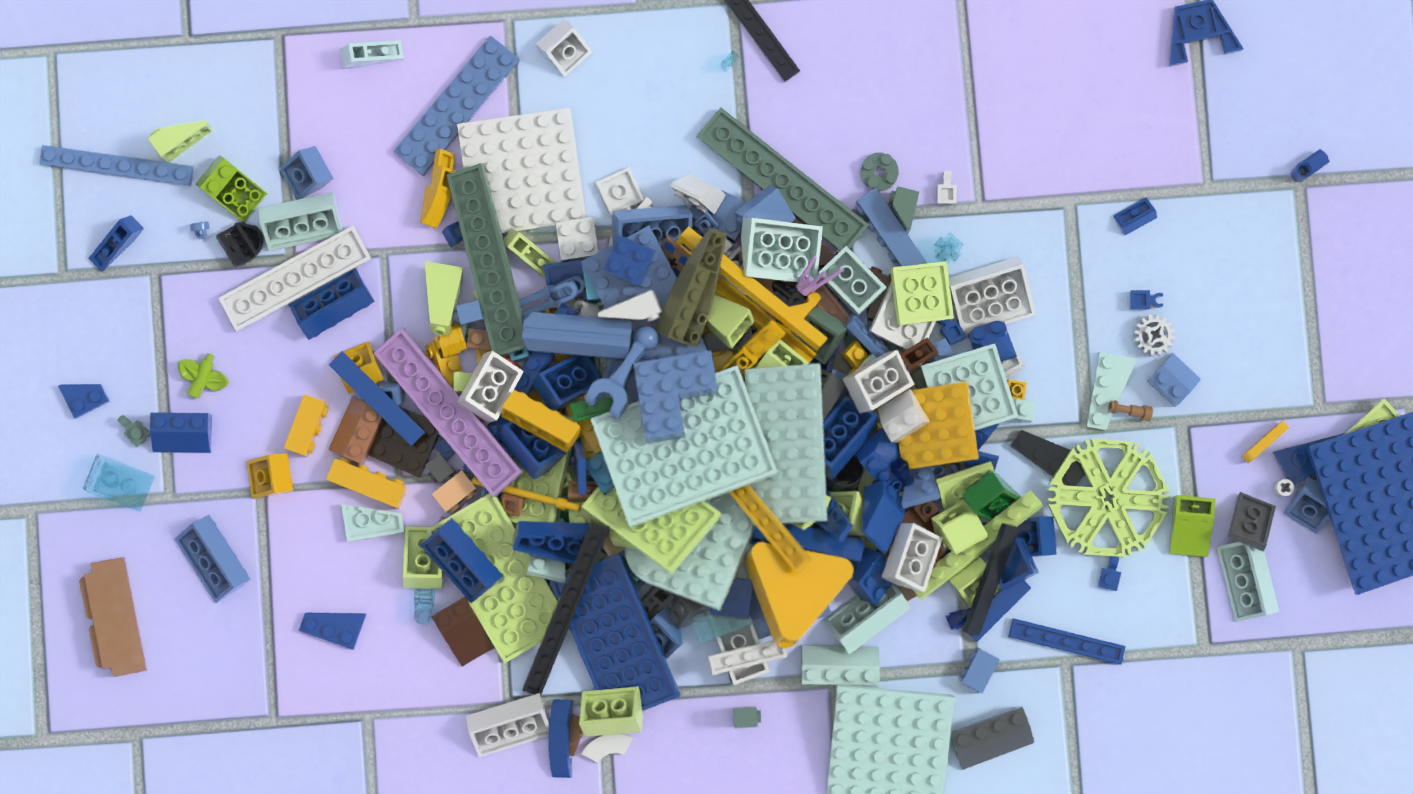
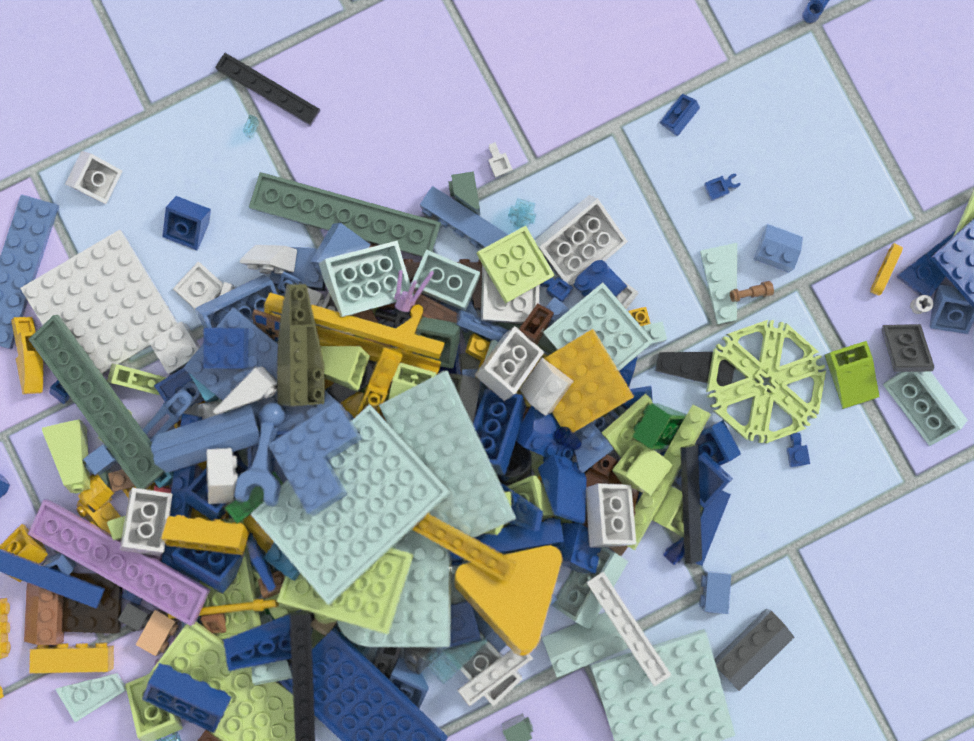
camera: 20 degrees left, 0 degrees up
(577, 373) = (221, 475): none -> white brick
(632, 126) = (186, 222): none -> blue slope
(873, 180) = (430, 159): sand green plate -> none
(885, 664) = (629, 629): none -> white plate
(1066, 641) = (784, 530): blue tile -> none
(1146, 330) = (751, 214): white gear -> none

